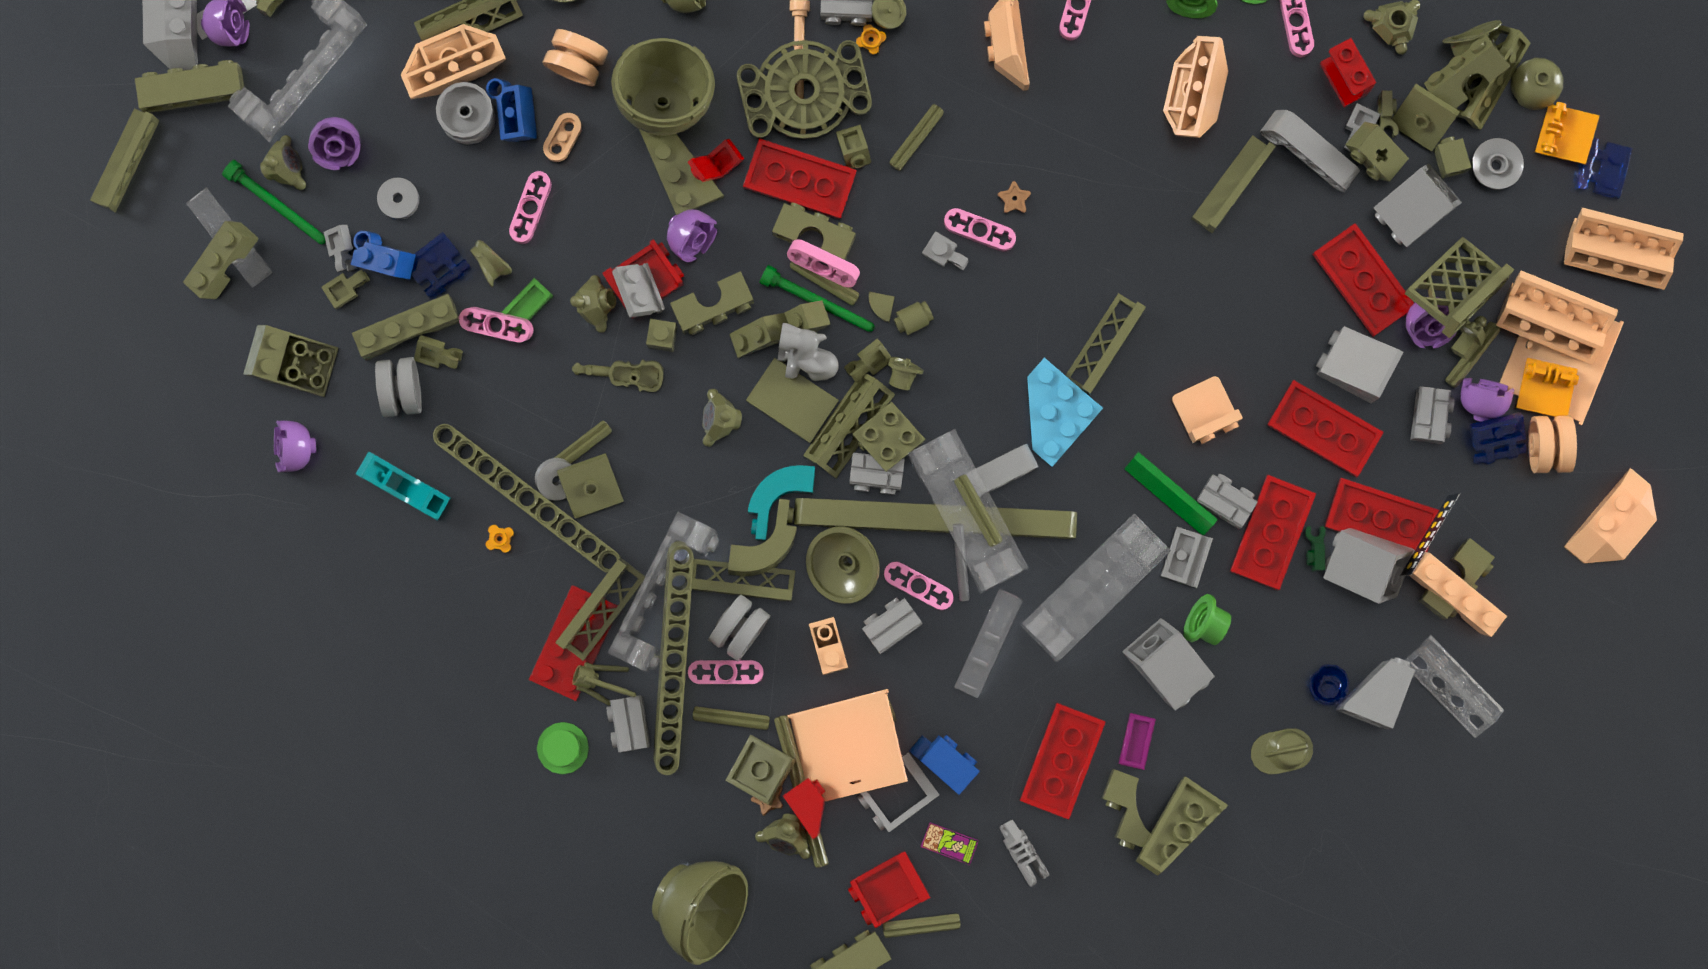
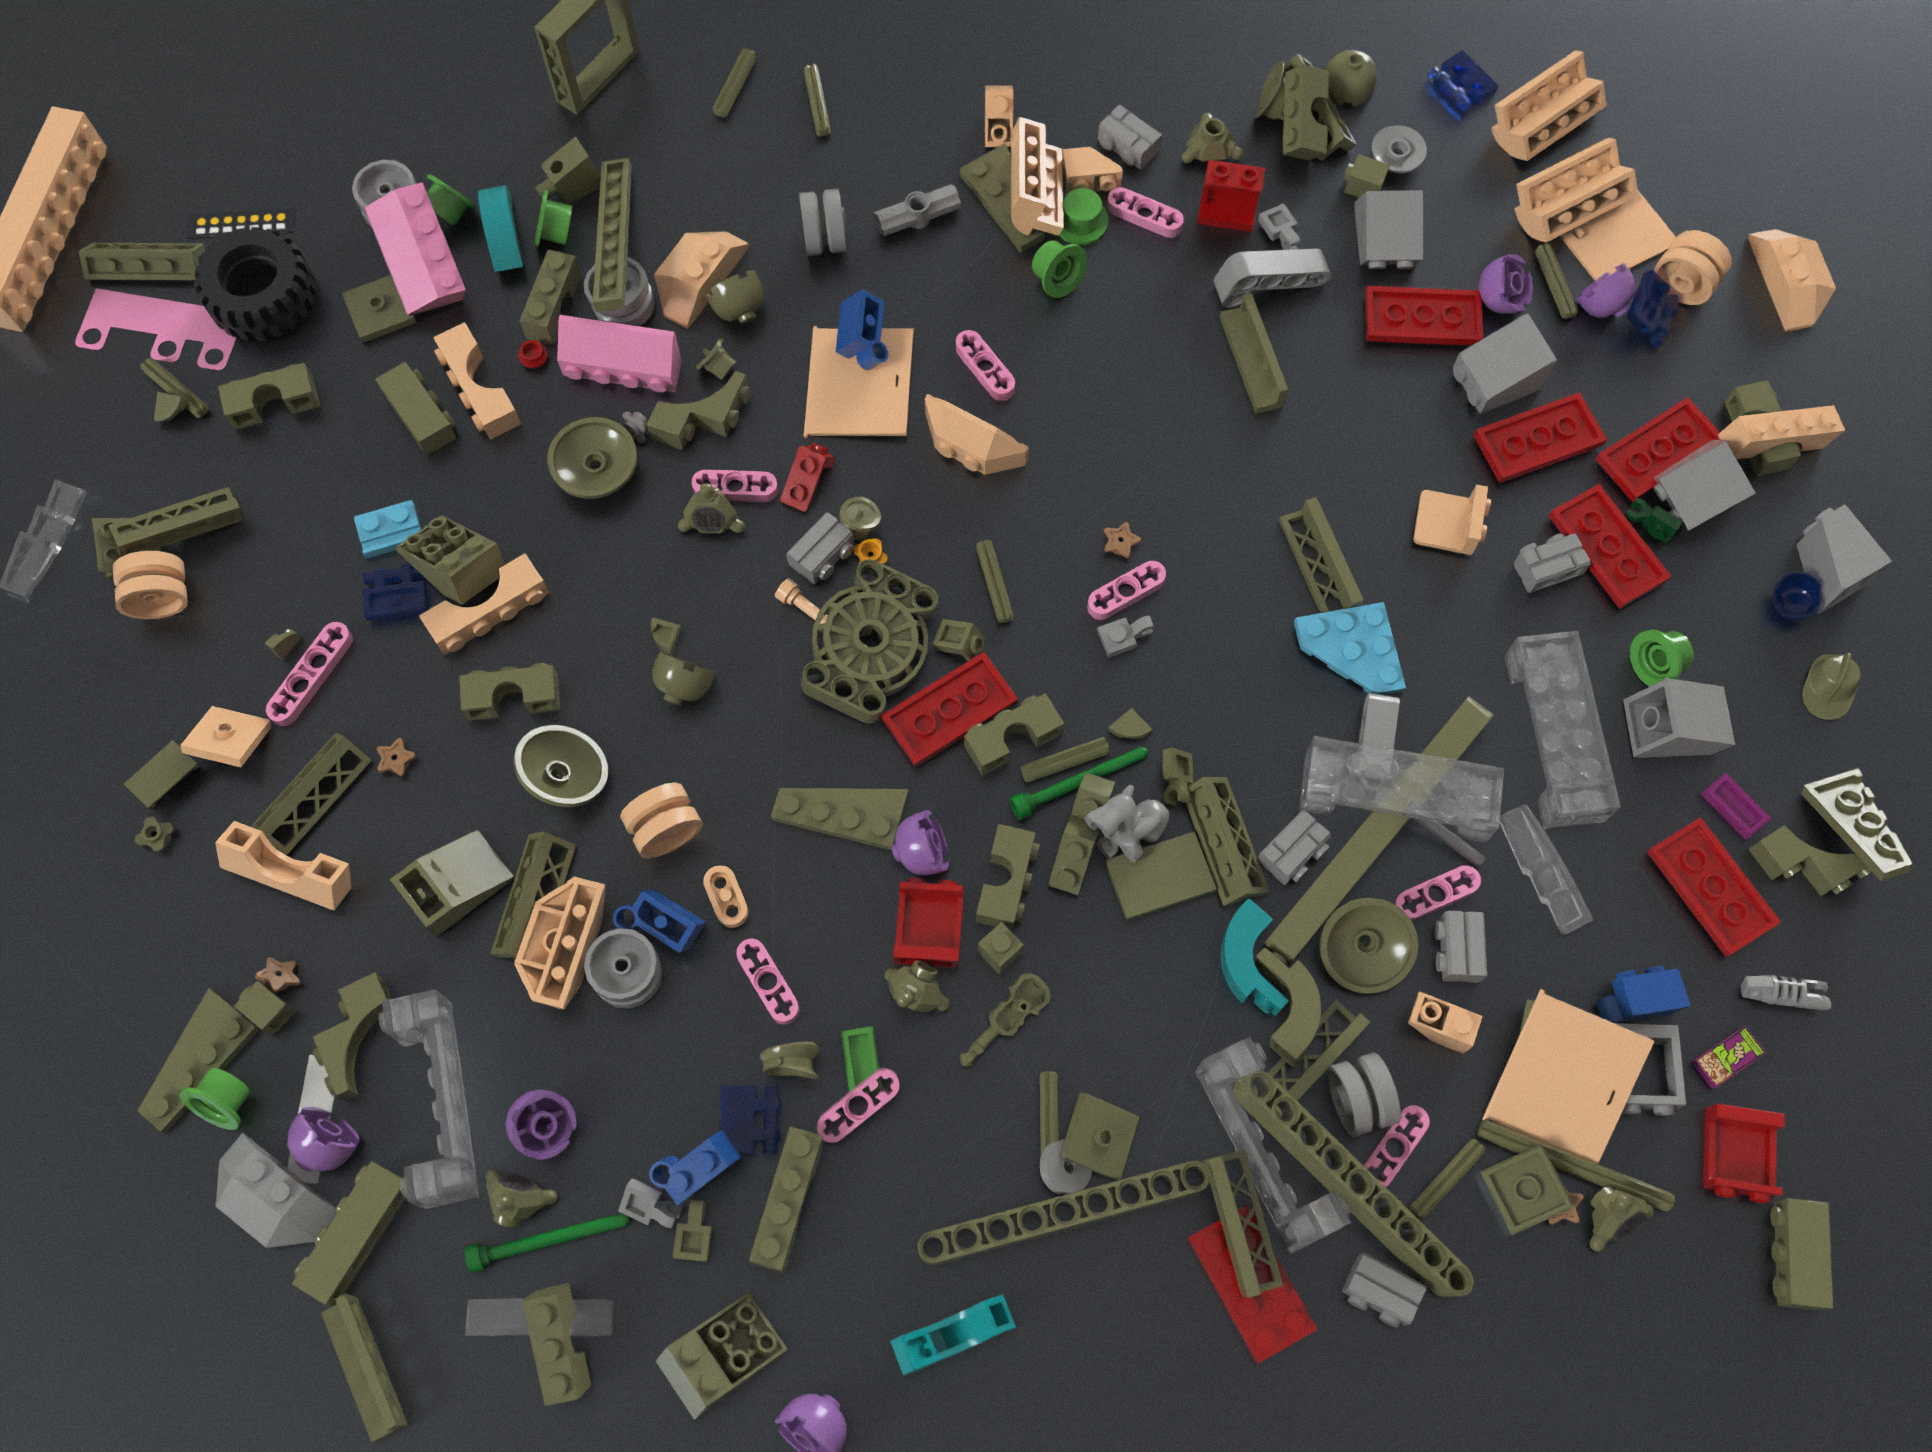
camera: 55 degrees left, 15 degrees down
(395, 187) = (659, 1117): light grey piece -> none
(398, 387) = (842, 1260): light grey wheel -> none
(433, 353) = (835, 1193): olive plate -> none
(504, 544) = (1092, 1276): light orange plate -> none
(562, 748) = (1357, 1385): bright green piece -> none
(586, 678) = (1304, 1296): olive plant -> none
(638, 290) = (938, 934): light grey plate -> none
(663, 73) = (755, 745): olive piece -> none
(700, 908) = (1648, 1366): olive piece -> none
(716, 163) = (872, 767): red bracket -> none
(719, 418) = (1126, 956): olive rock -> none
(808, 257) = (1077, 734): bright pink beam -> none
(808, 804) = (1603, 1164): red slope -> none
(888, 437) = (1269, 809): olive hinge -> none
(903, 372) = (1214, 752): olive piece -> none
(913, 318) = (1166, 704): olive brick -> none
(921, 925) = (1802, 1148): olive axle -> none
(978, 510) = (1415, 770): olive axle -> none
(1171, 494) = (1510, 604): green tile -> none
(1187, 557) = (1594, 636): light grey plate -> none
(1196, 87) = (1141, 322): light nougat wedge -> none
(1376, 152) = (1317, 224): olive brick -> none
(1386, 108) = (1280, 192): olive plate -> none
(1424, 117) = (1315, 171): olive plate -> none
(1429, 535) = (1711, 411): sticker -> none
(1431, 415) = (1591, 346): light grey brick -> none
(1457, 683) = (1870, 489): clear fence -> none
(1471, 302) = (1513, 230): olive fence -> none
(1471, 336) = (1541, 264): olive piece -> none
(1547, 388) = (1631, 242): light orange hinge -> none
(1567, 133) = (1411, 85): light orange hinge -> none

